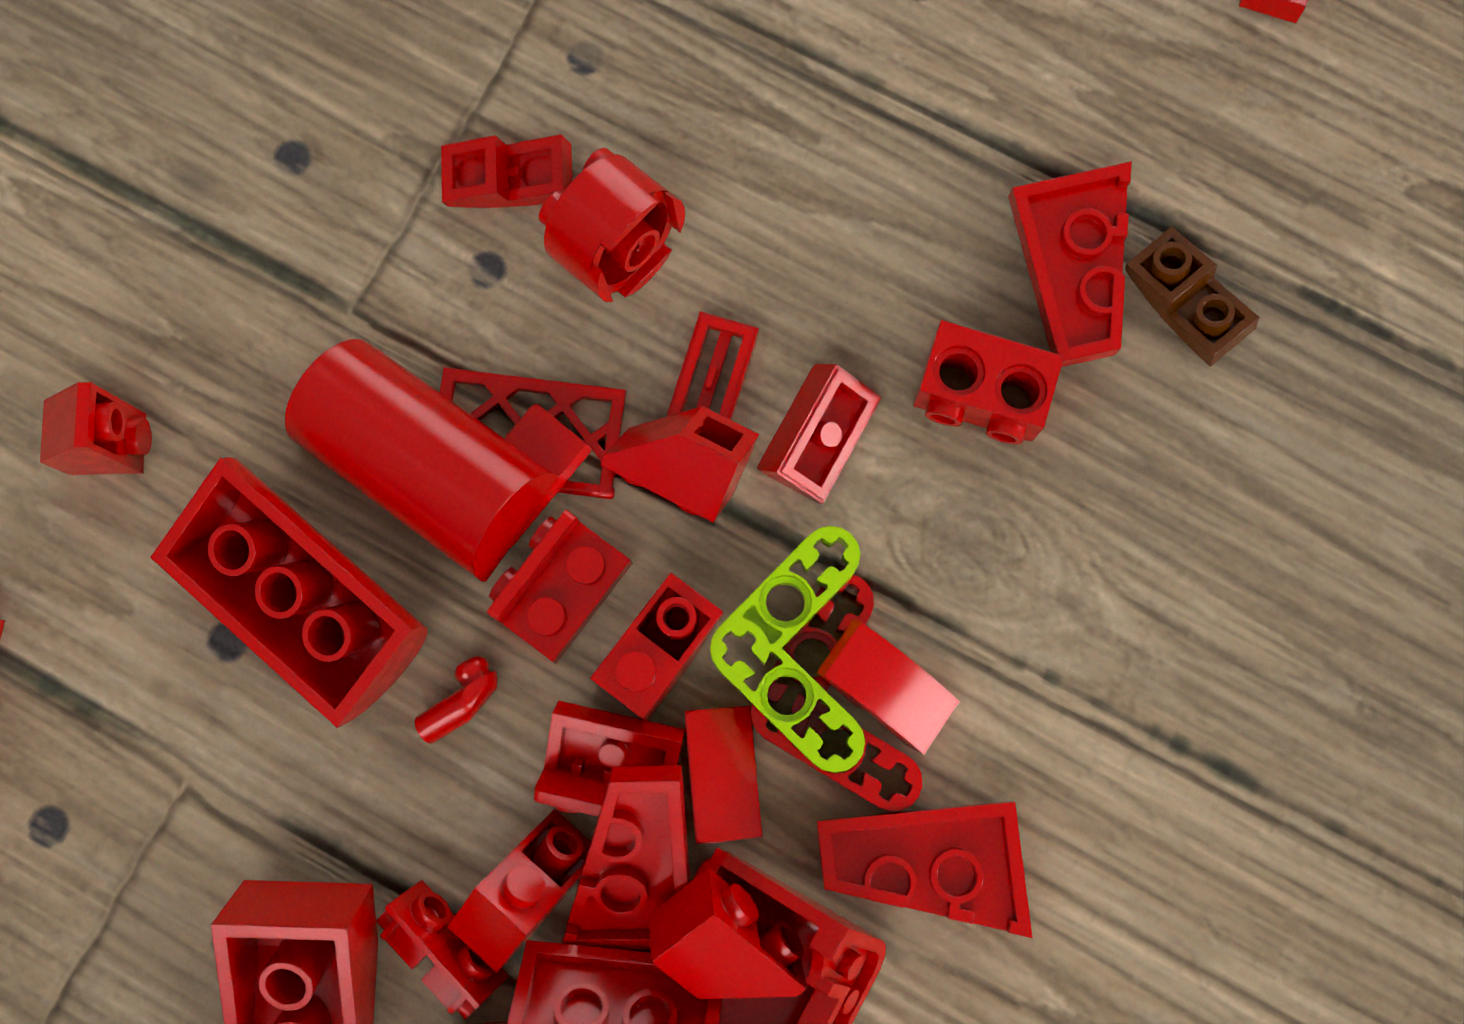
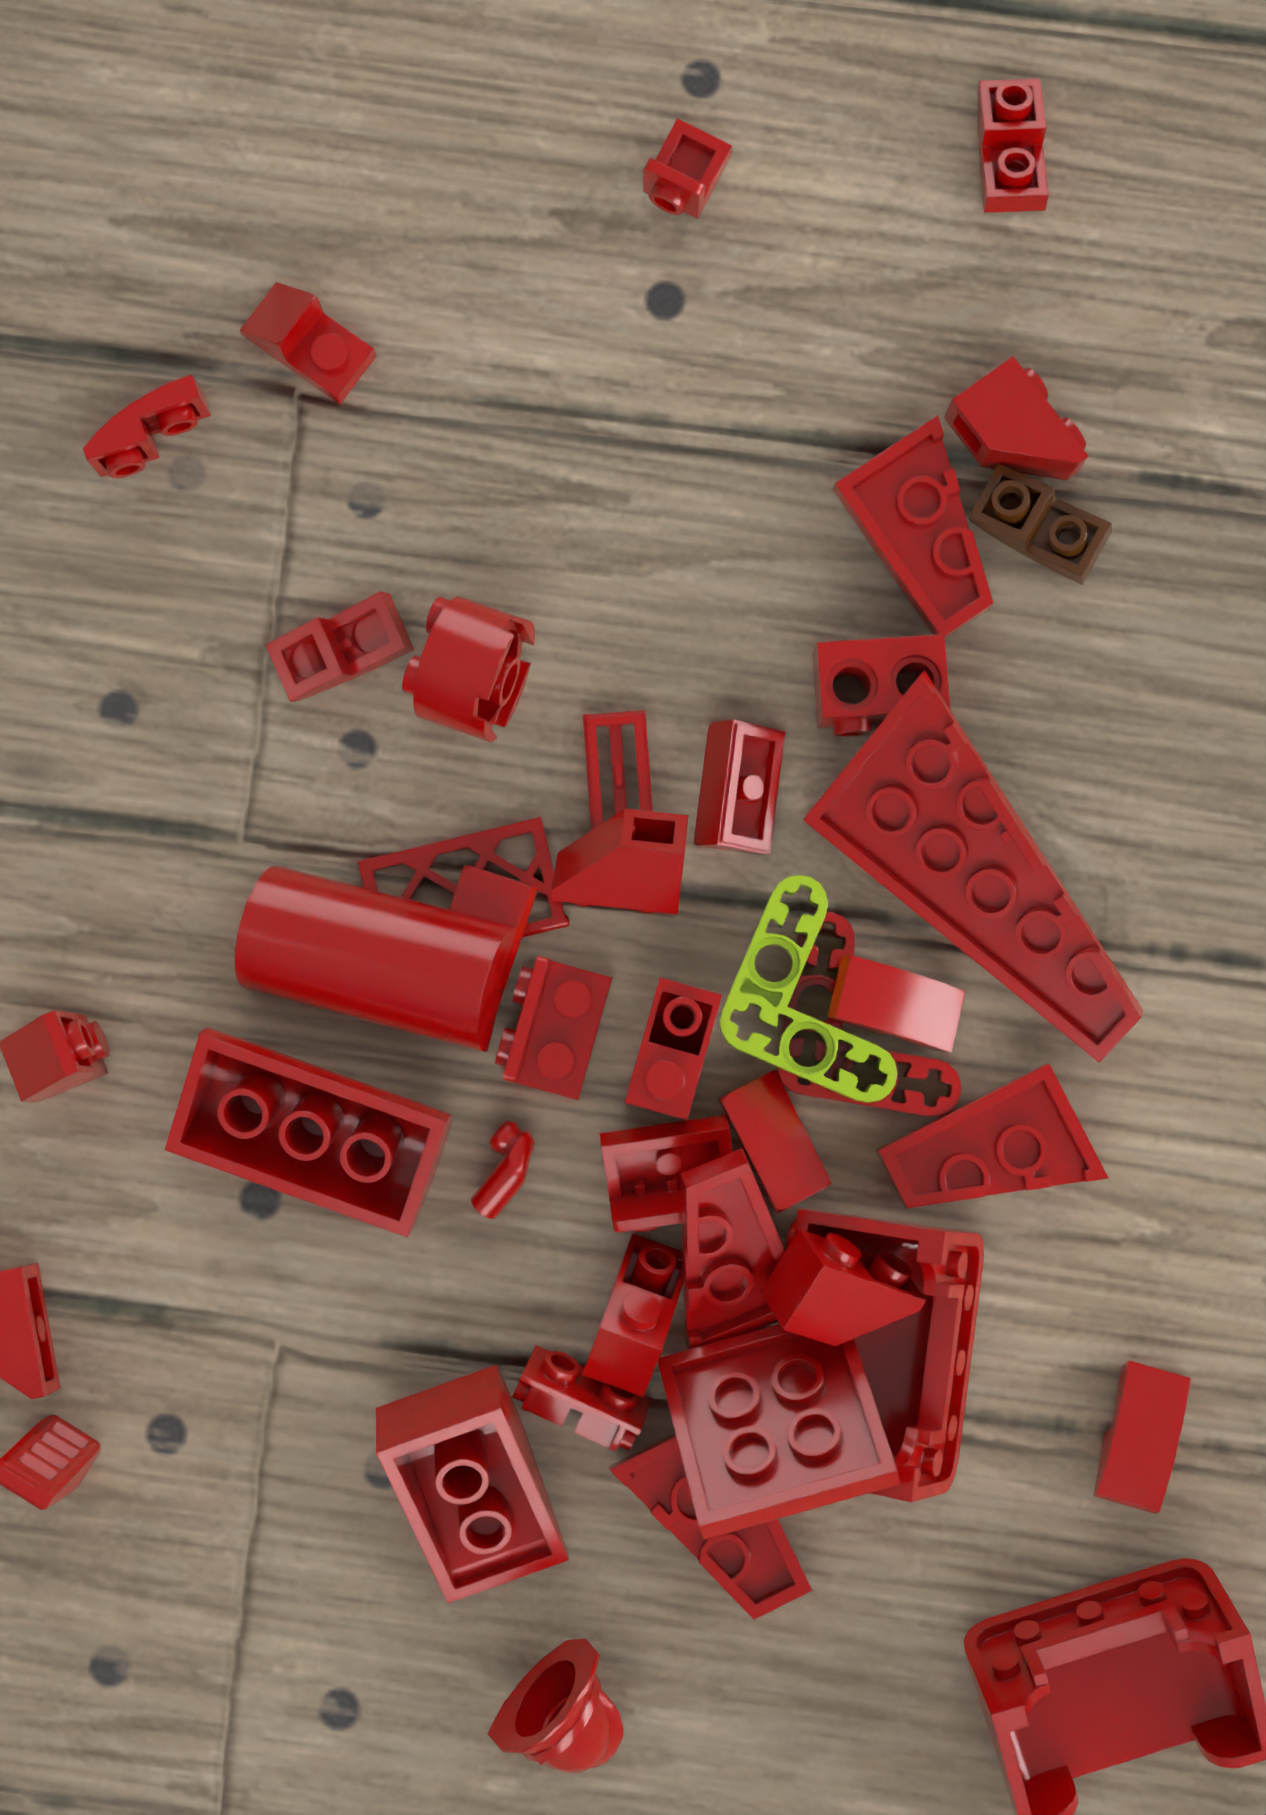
camera: 25 degrees left, 5 degrees up
(999, 561) = (950, 846): none -> red wing
(1200, 194) = (1013, 424): none -> red slope

